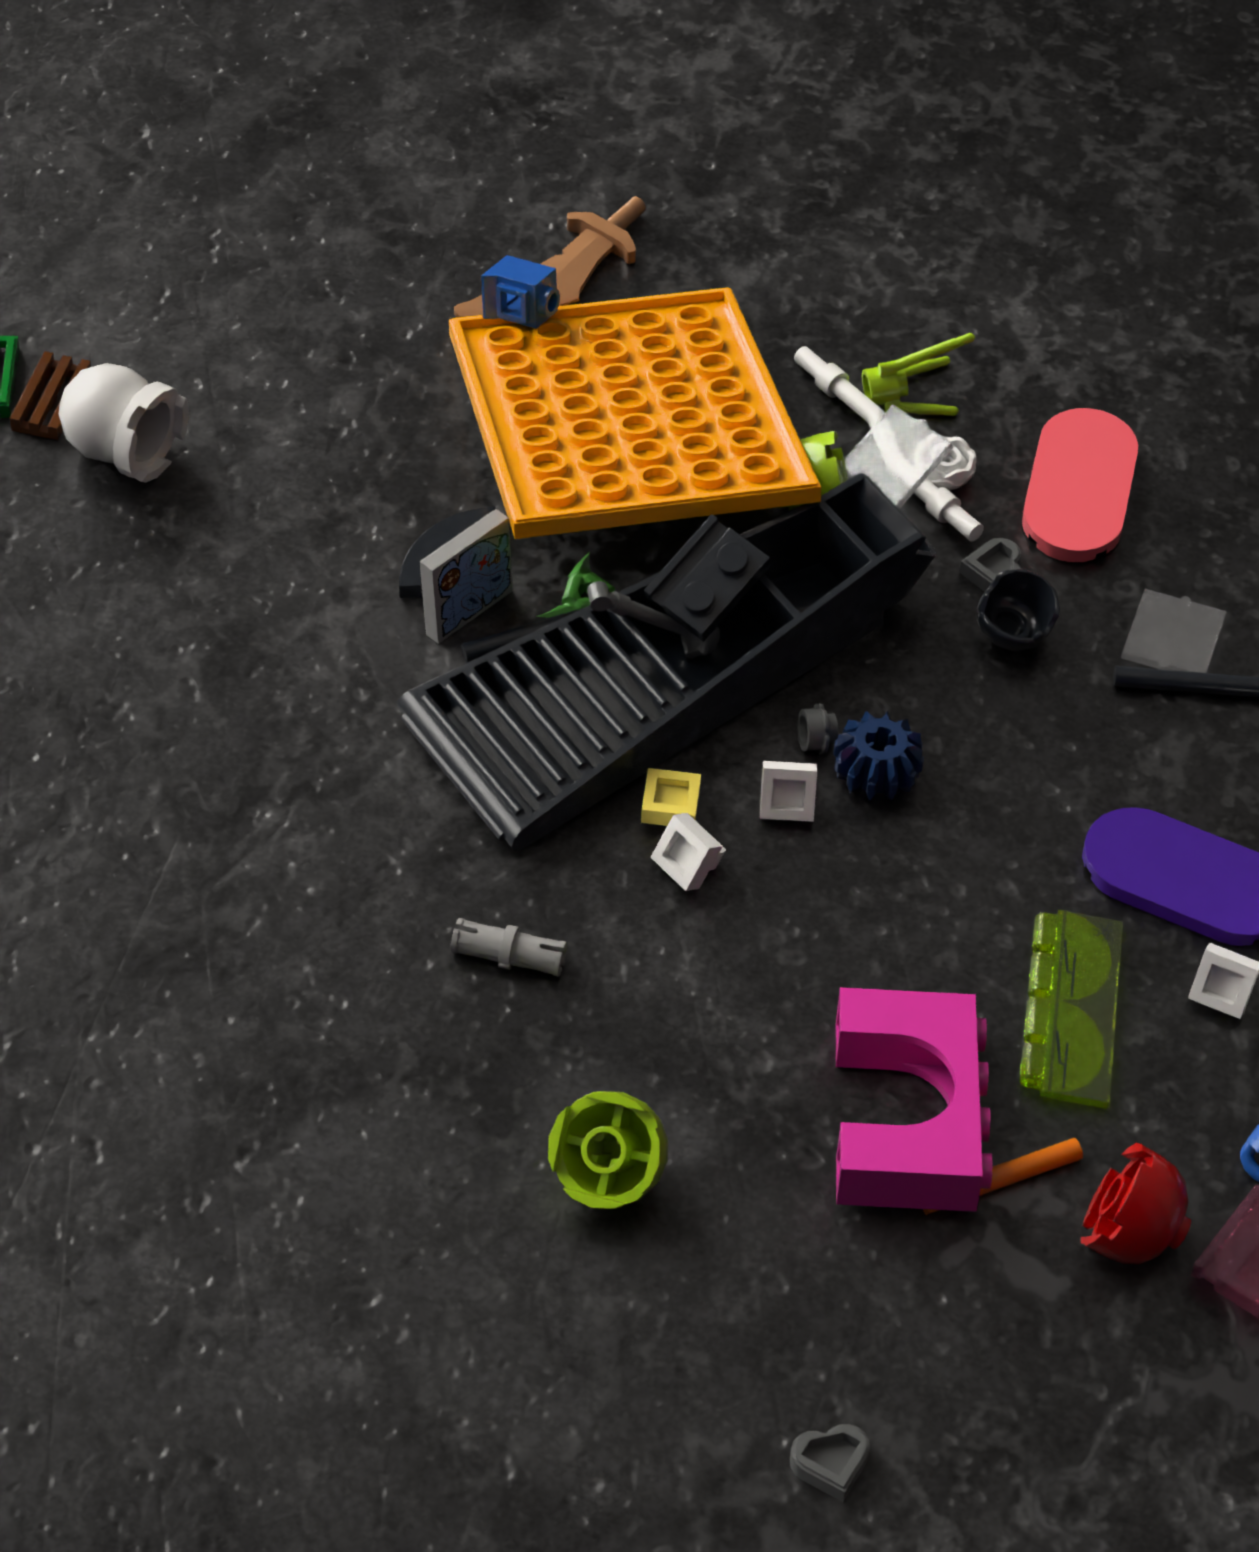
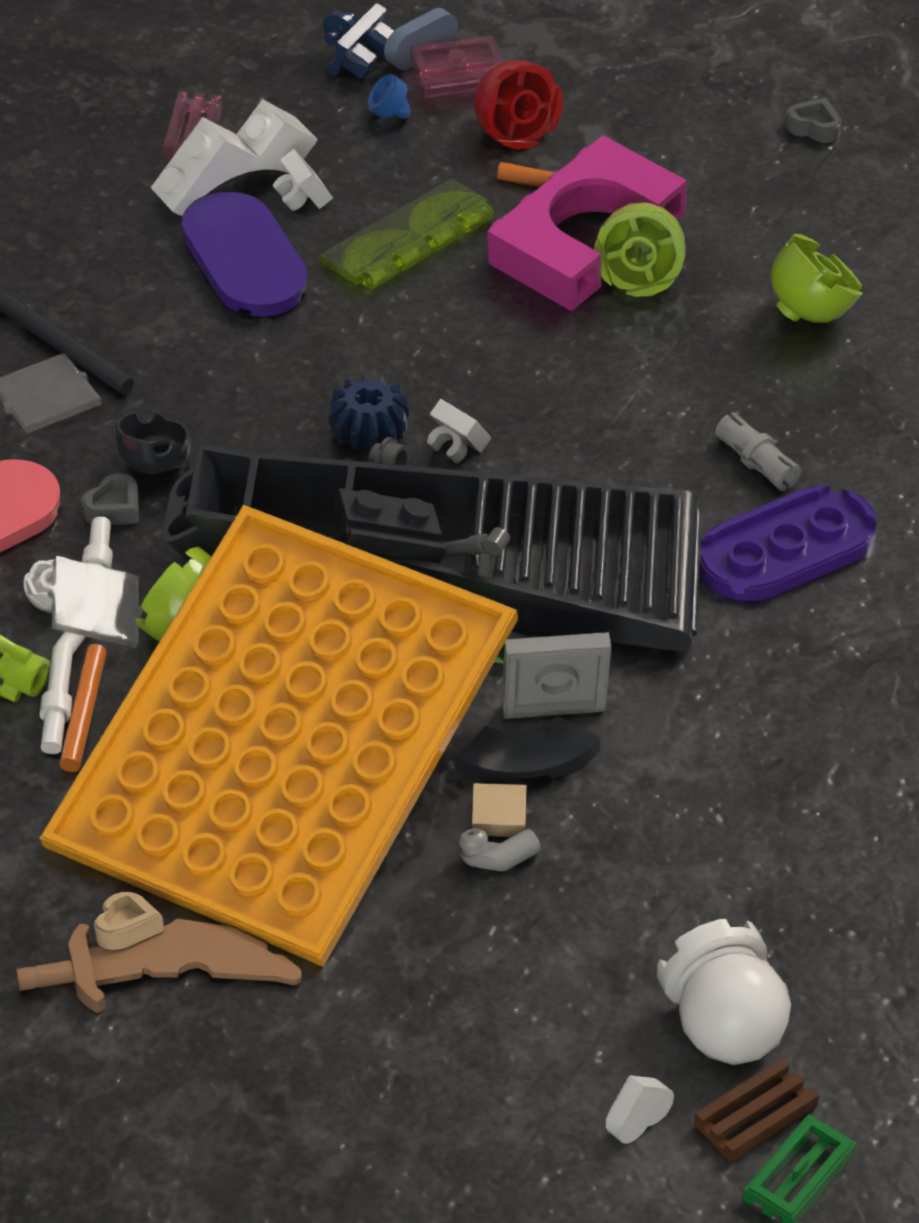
camera: 140 degrees left, 5 degrees down
(132, 341) = (637, 1106): none -> white tile
(399, 459) = (497, 856): none -> light grey arm
(403, 875) = (787, 543): none -> dark purple tile
(427, 496) = (499, 809): none -> tan tile
(520, 292) = (250, 905): blue window -> none
(608, 270) = (126, 921): none -> tan tile
(668, 795) = (548, 463): light yellow plate -> none
(687, 852) = (570, 431): white tile -> none
(815, 396) = (83, 708): none -> orange bar
(822, 1093) = (641, 249): none -> lime cylinder

